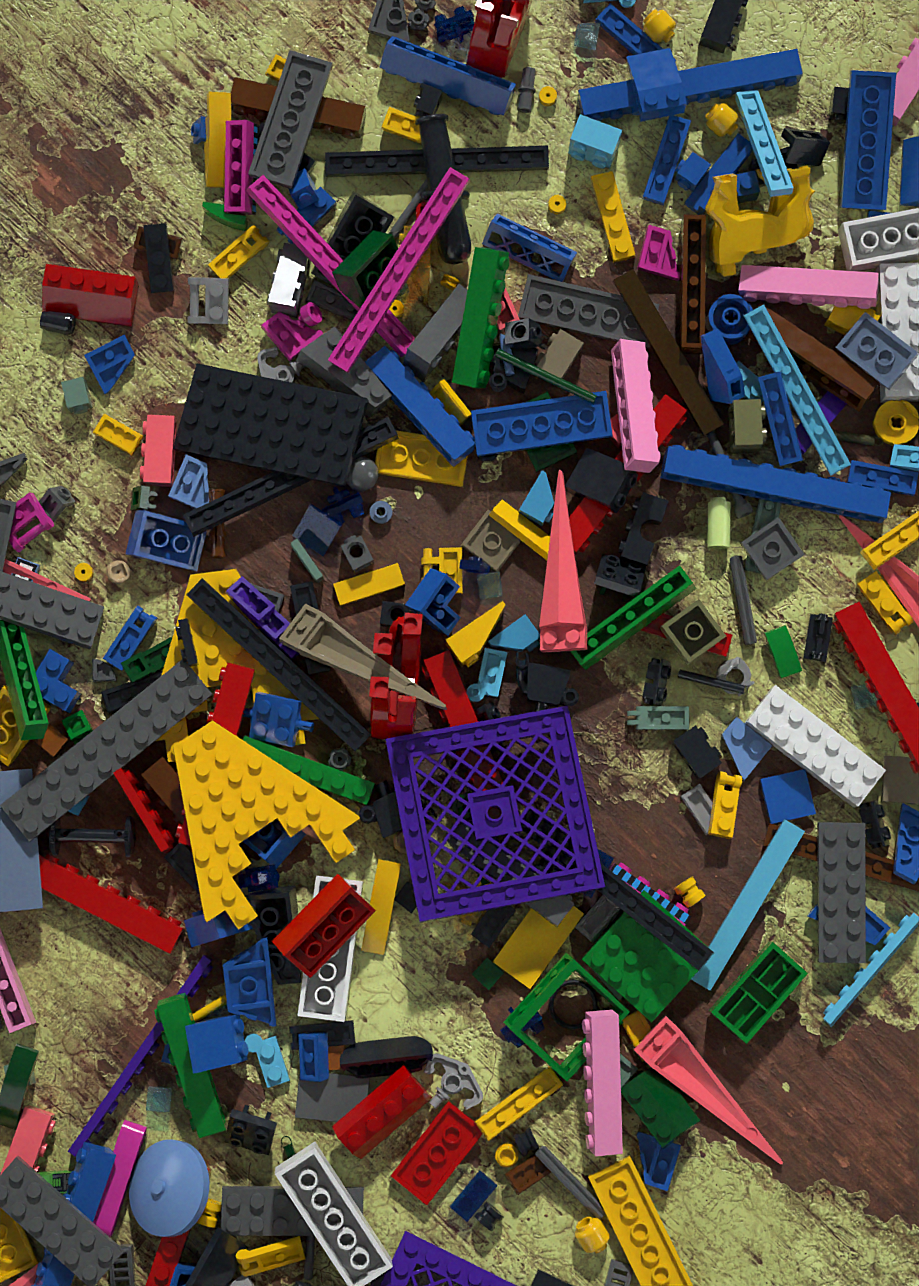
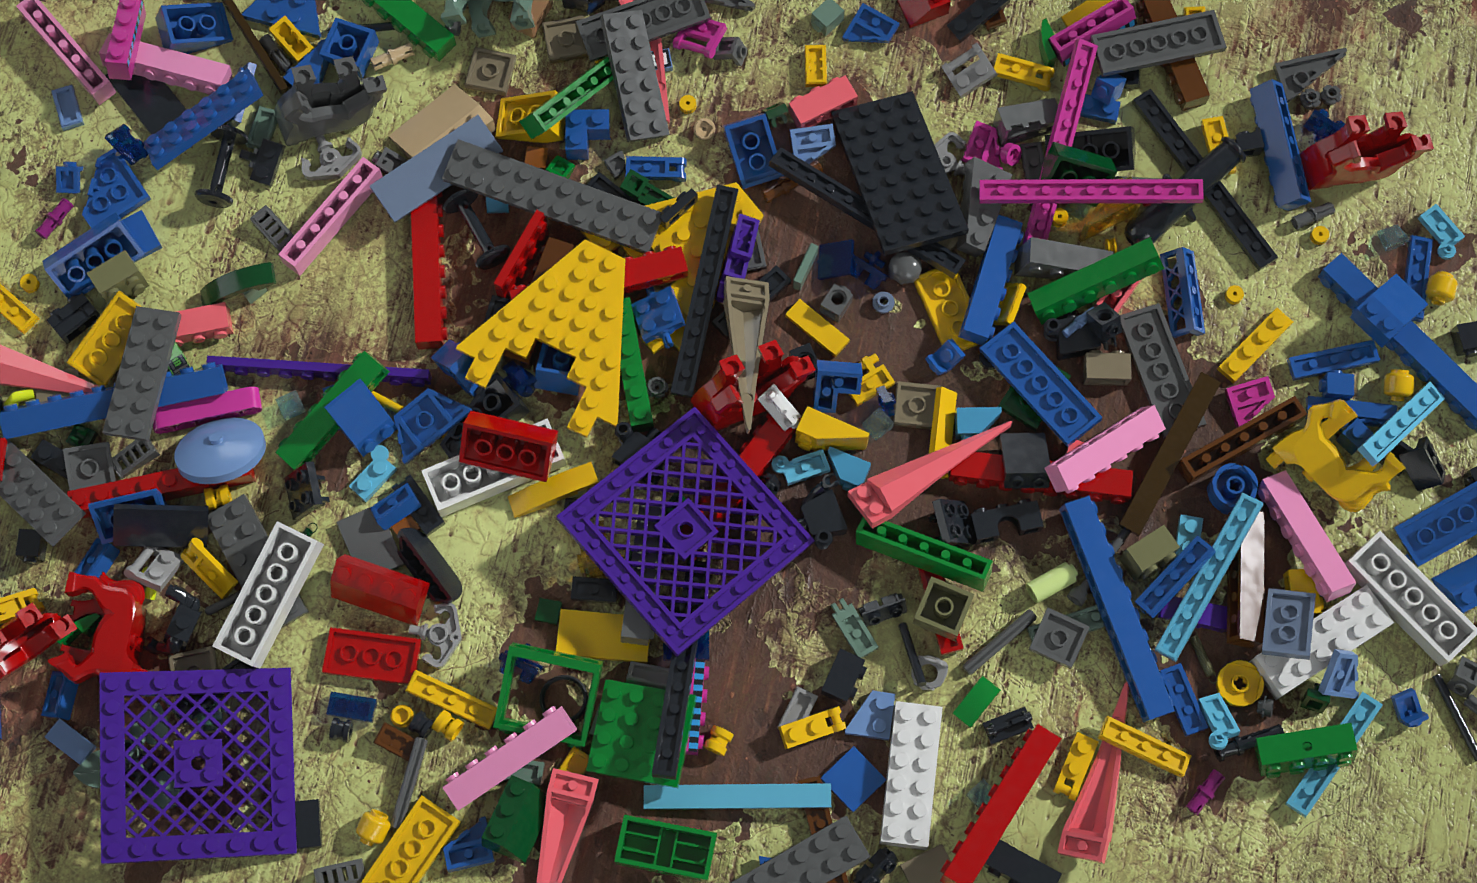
camera: 60 degrees right, 10 degrees down
(432, 664) = (780, 408): none -> white hinge
(466, 490) = (945, 357): none -> blue bracket
(534, 1121) = (447, 725): none -> yellow wheel
(546, 376) = (1081, 359): dark green axle -> none
(594, 142) = (1306, 290): medium azure brick -> none
(722, 372) = (1185, 502): blue slope -> none

